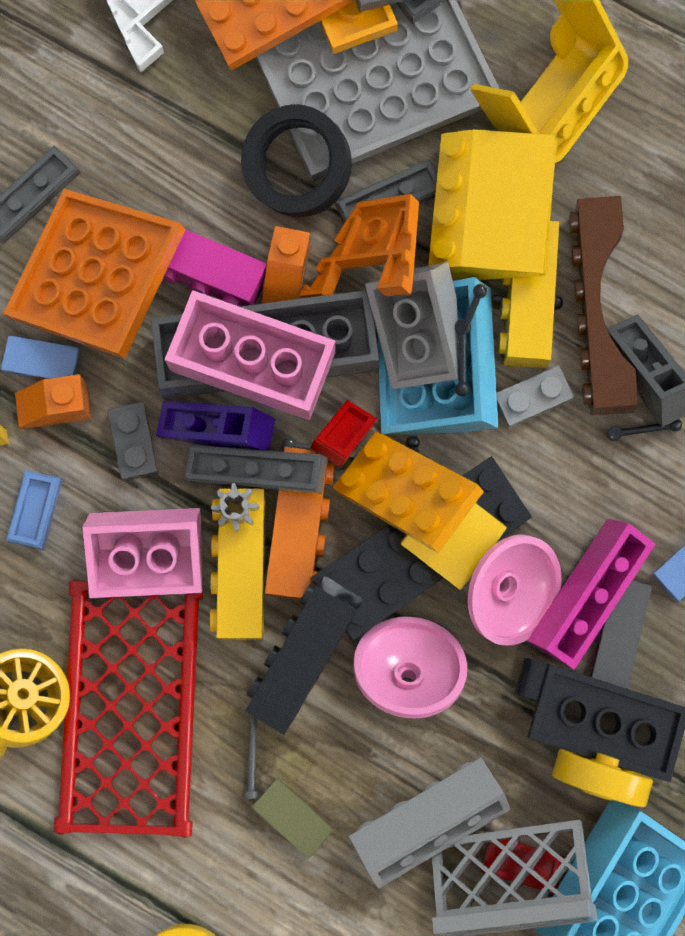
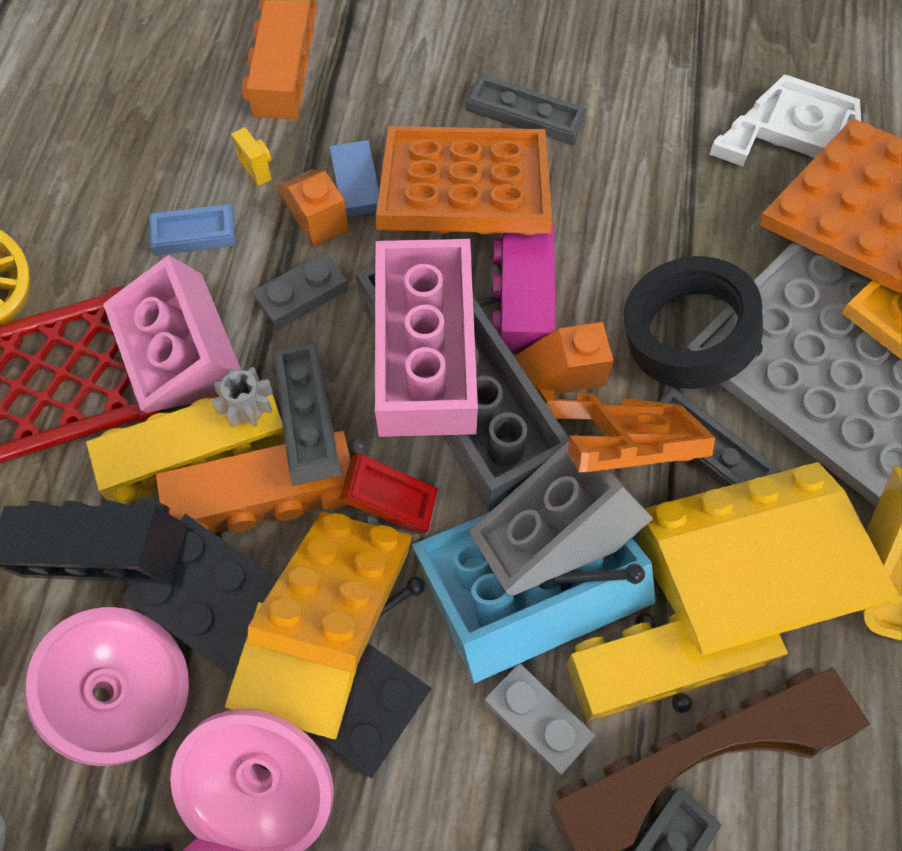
camera: 70 degrees right, 15 degrees down
(216, 425) = (346, 363): dark purple slope -> none
(462, 327) = (575, 572): black hinge -> none

